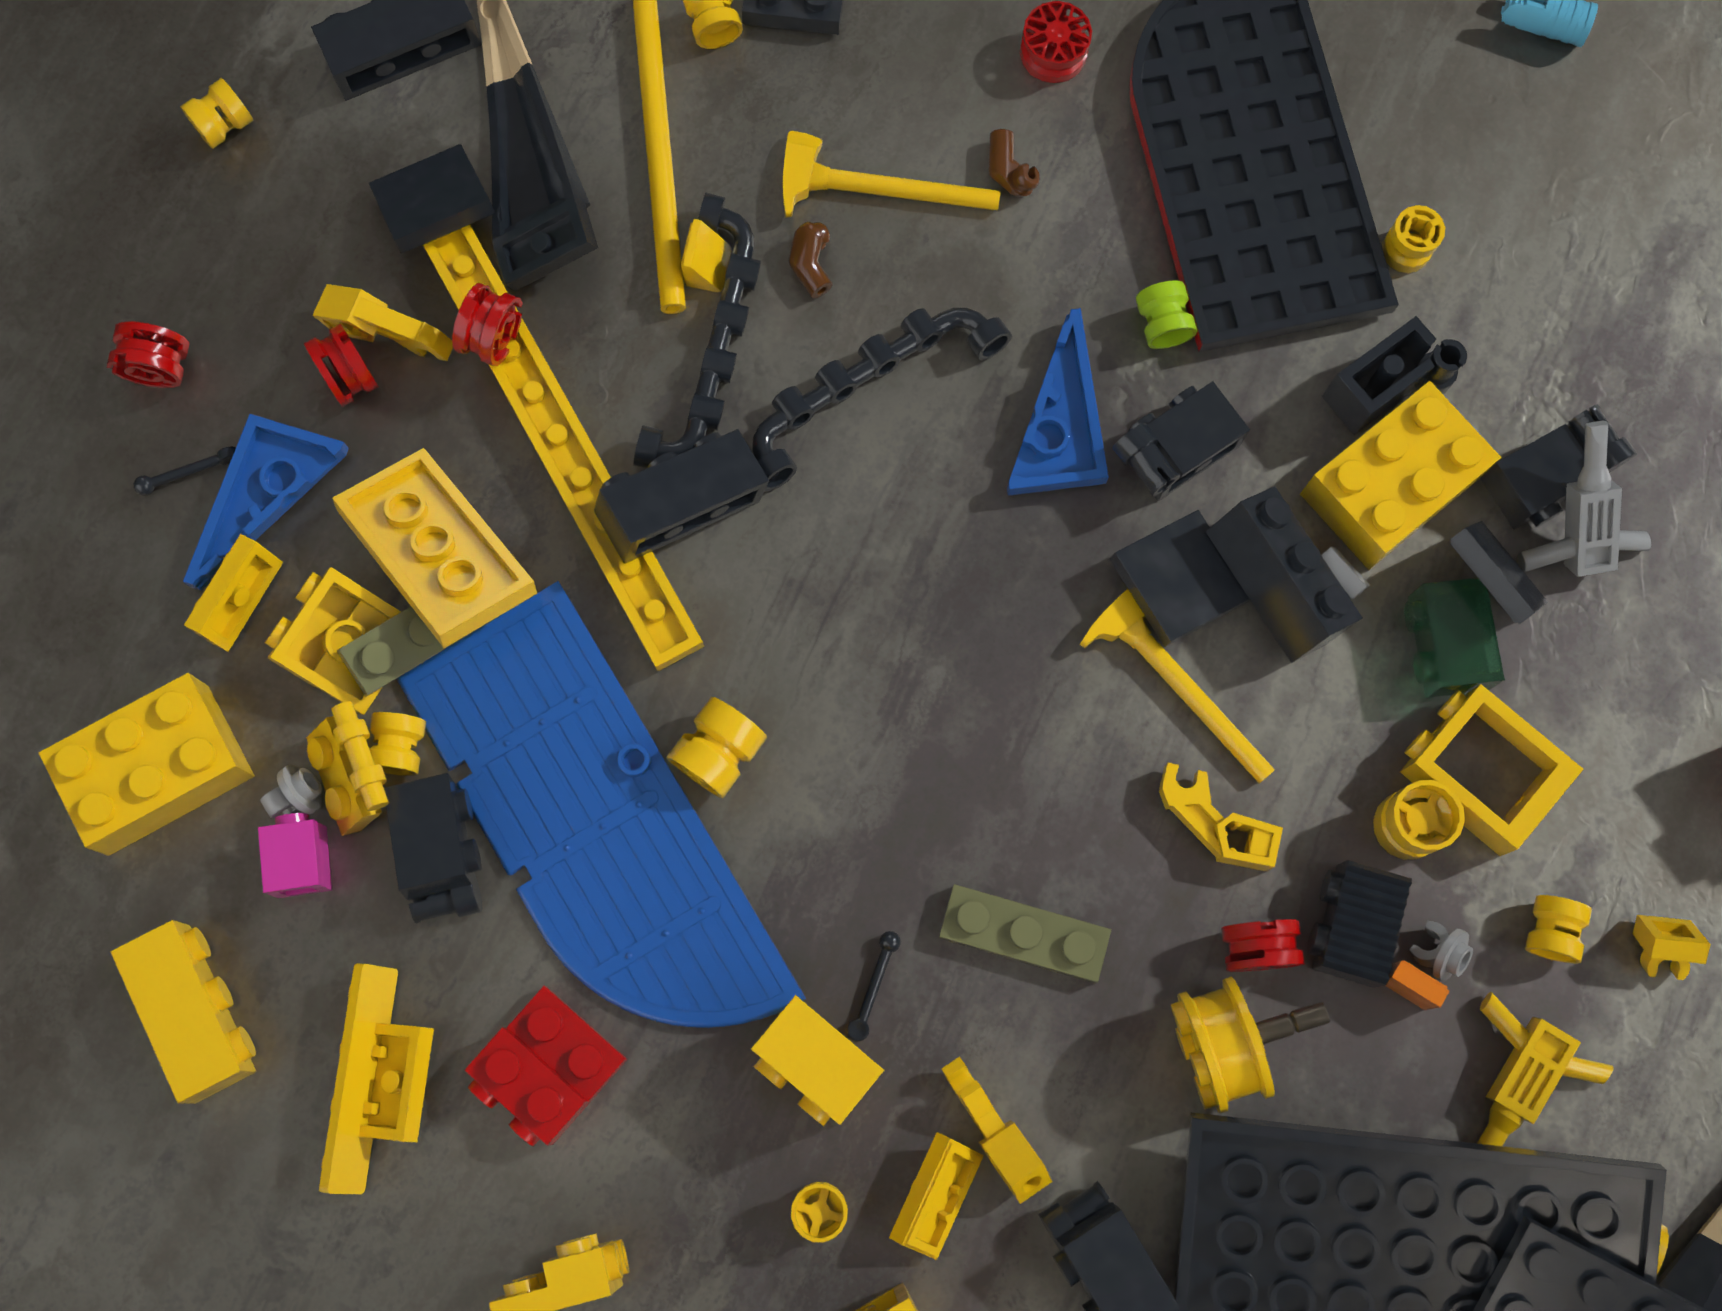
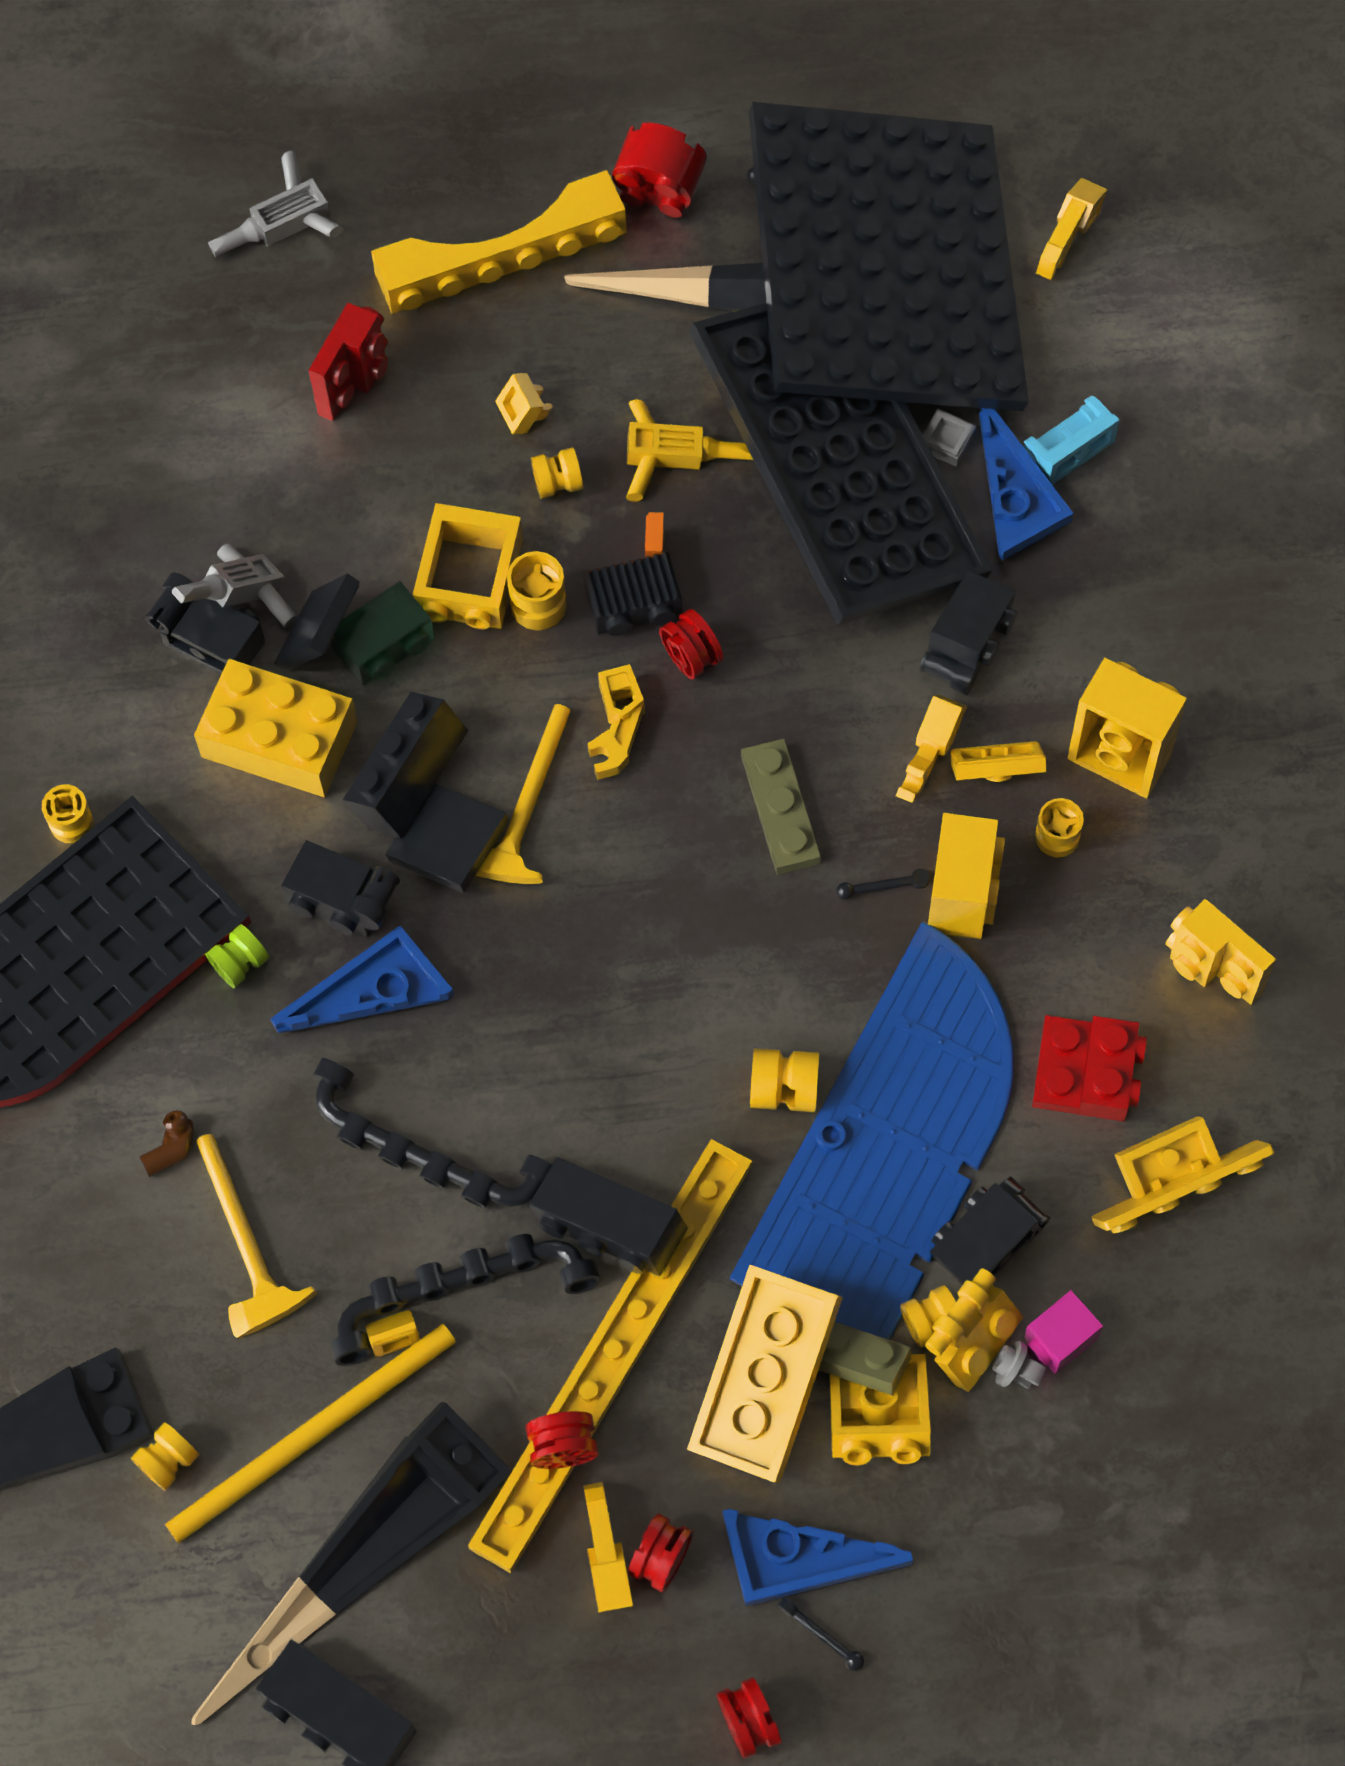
camera: 115 degrees left, 10 degrees down
(146, 765) = (1067, 1487): yellow brick -> none
(185, 1011) = (1220, 1337): yellow brick -> none
(233, 593) = (917, 1516): yellow plate -> none
(431, 198) = (471, 1579): black tile -> none
(804, 257) = (342, 1256): reddish brown arm -> none
(1051, 27) = (37, 1169): red wheel -> none
(1228, 1044) = (774, 625): yellow wheel -> none
(1345, 573) = (376, 727): light grey tile -> none
(1393, 372) = (199, 769): black hinge -> none
(1450, 956) = (618, 529): light grey plate -> none

